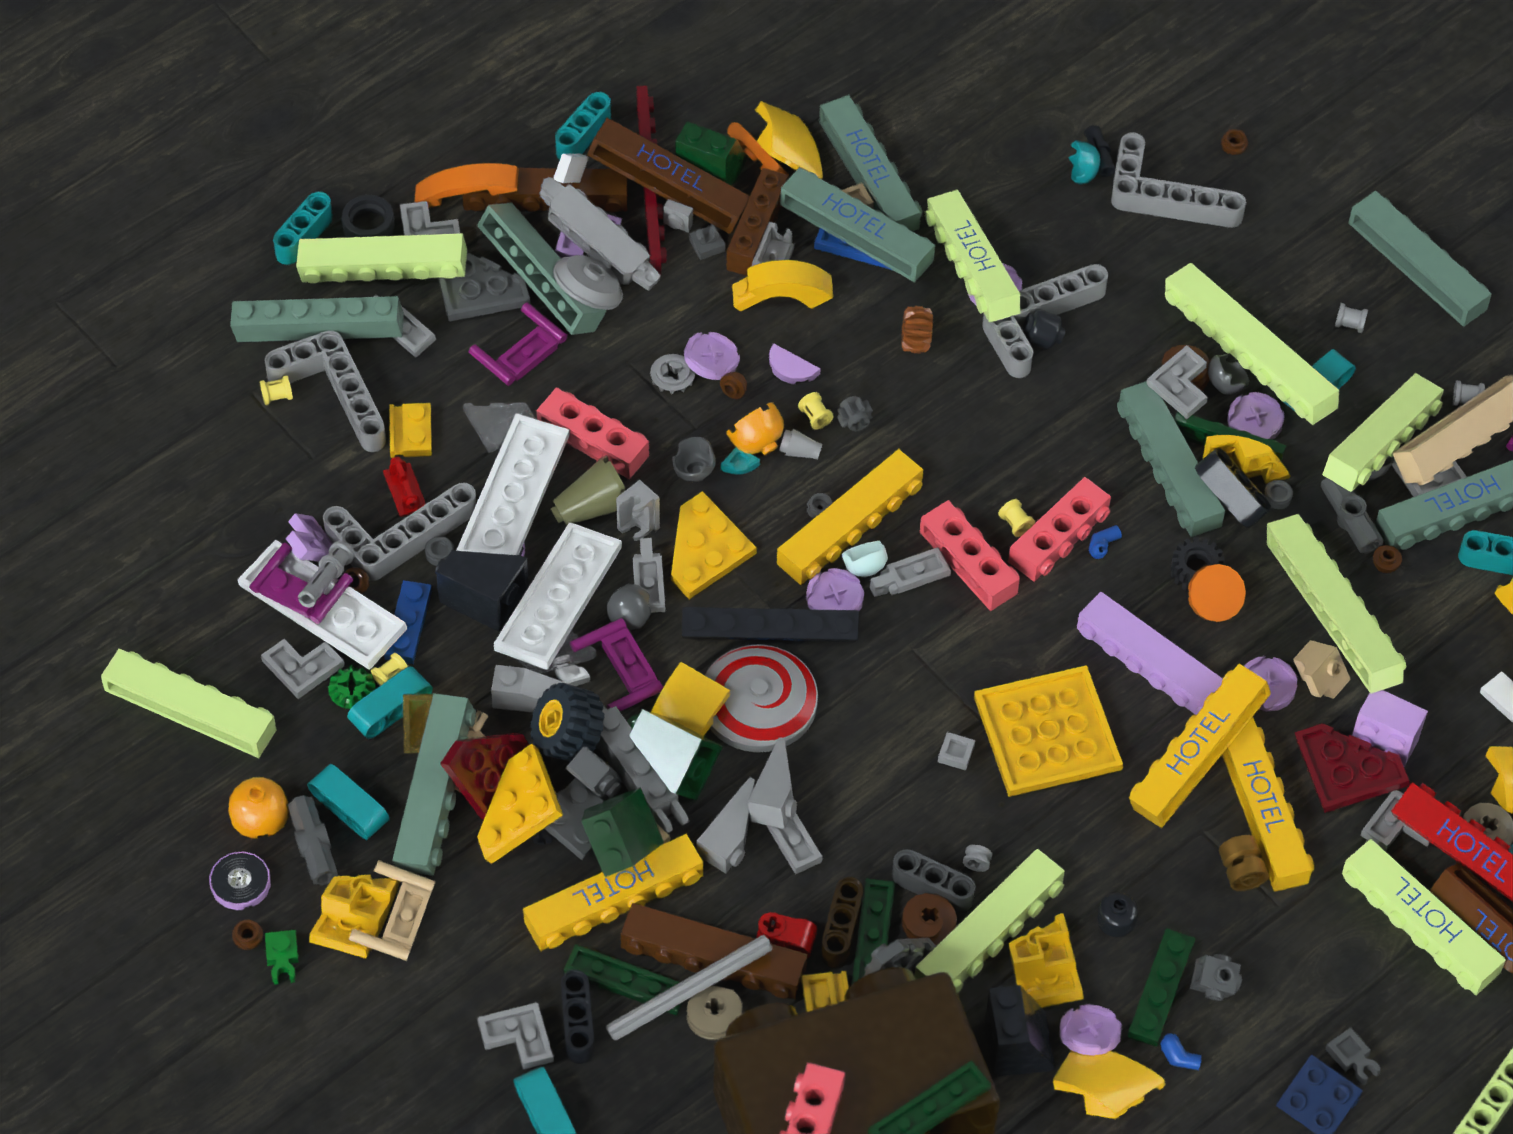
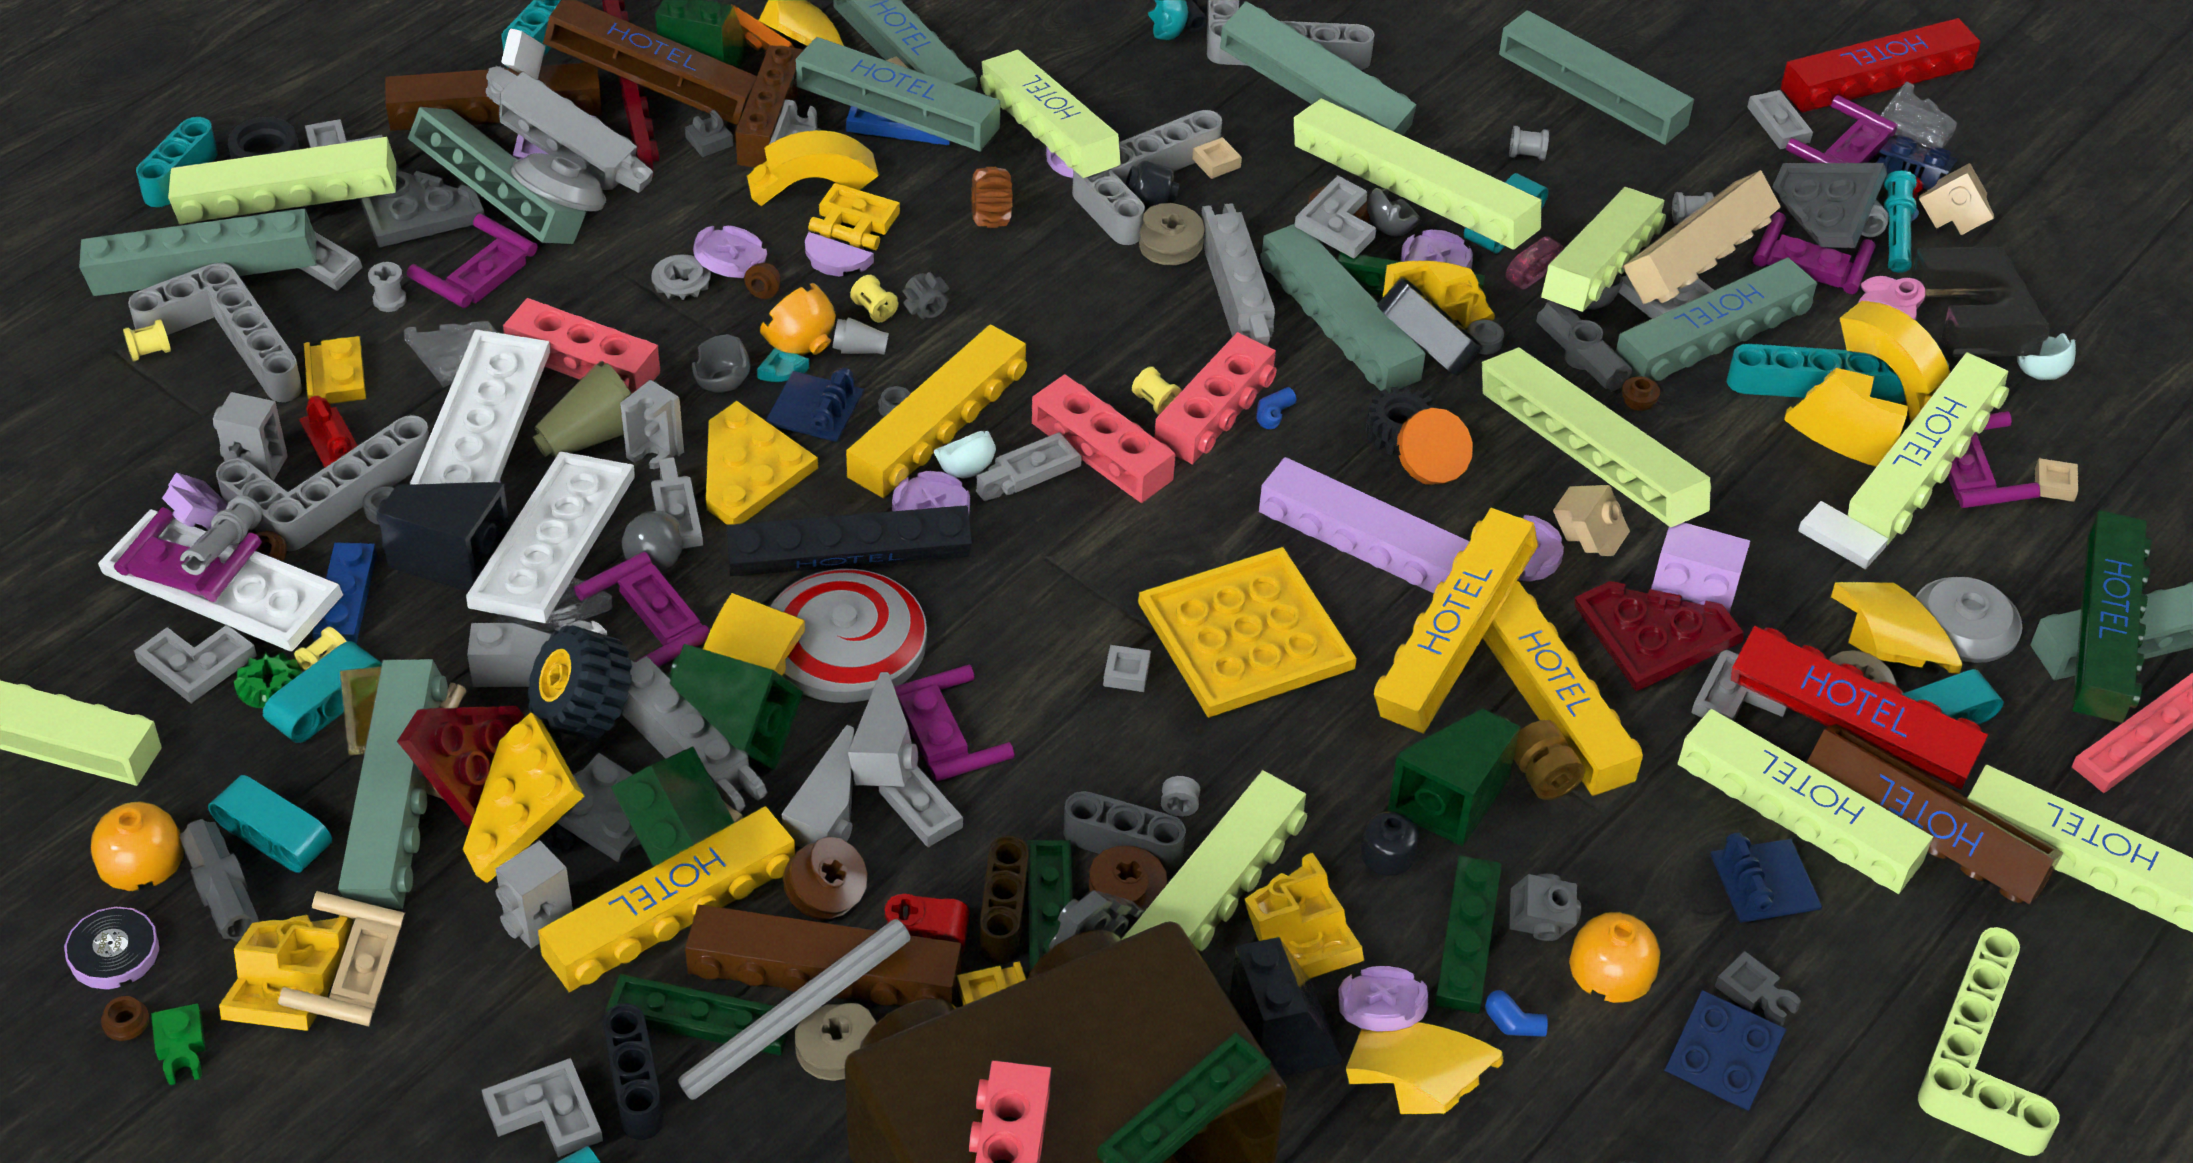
camera: 10 degrees left, 10 degrees down
(349, 487) = (252, 432): none -> light grey brick
(453, 361) = (386, 282): none -> light grey bush
(467, 179) = (388, 85): orange slope -> none
(522, 881) = (532, 892): none -> light grey brick
(595, 774) = (623, 739): dark grey brick -> none
(678, 215) = (668, 109): light grey plate -> none
(734, 888) = (825, 878): none -> reddish brown piece
(760, 500) = (816, 404): none -> dark blue hinge
(813, 781) = (937, 730): none -> magenta plate
(814, 326) = (858, 209): none -> yellow plate
(1051, 376) = (1171, 234): none -> dark tan piece
(1096, 422) = (1238, 274): none -> light grey hinge
(1100, 306) = (1216, 157): none -> tan plate
(1174, 869) = (1455, 775): none -> dark green slope
(1191, 238) = (1311, 69): none -> sand green brick
(1259, 1019) = (1615, 957): none -> light orange cylinder
(1331, 432) = (1533, 262): none -> clear pink beam
(1380, 973) = (1764, 878): none -> dark blue hinge

